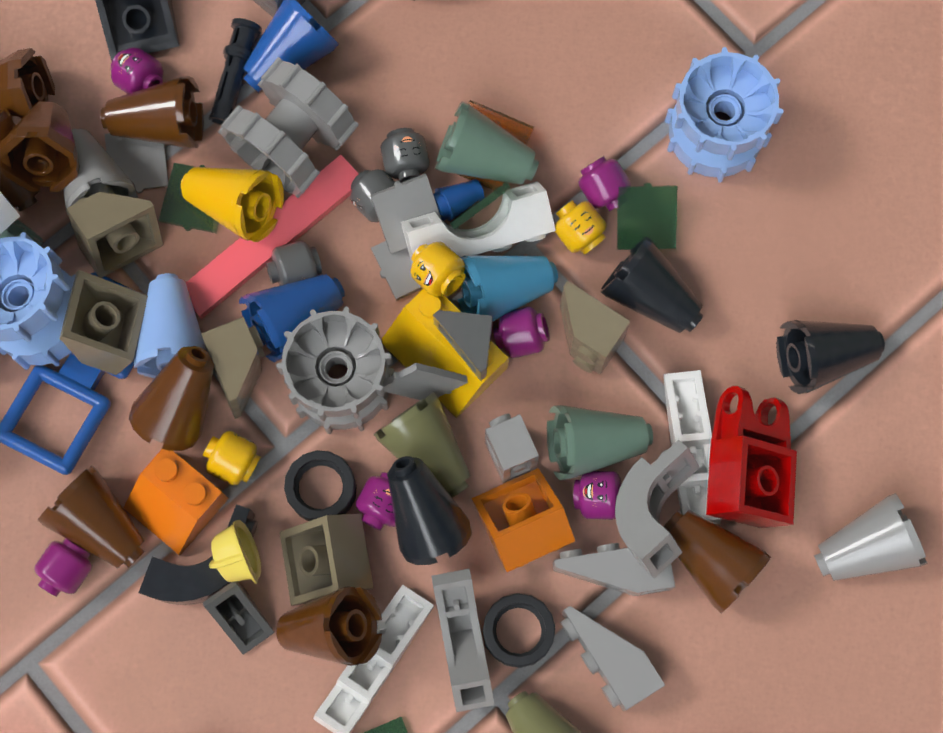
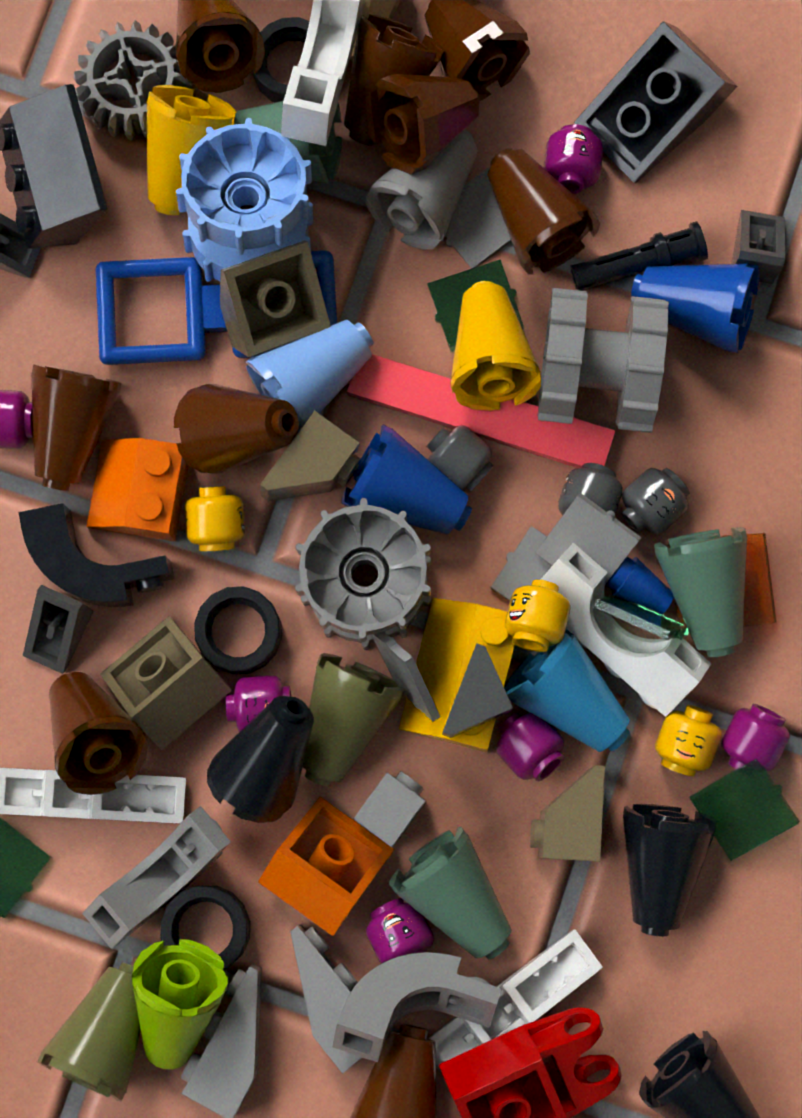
camera: 65 degrees right, 5 degrees up
(114, 230) = (381, 247): dark tan slope -> none
(236, 554) = (108, 590): light yellow piece -> none
(558, 673) = (176, 998): none -> lime cone

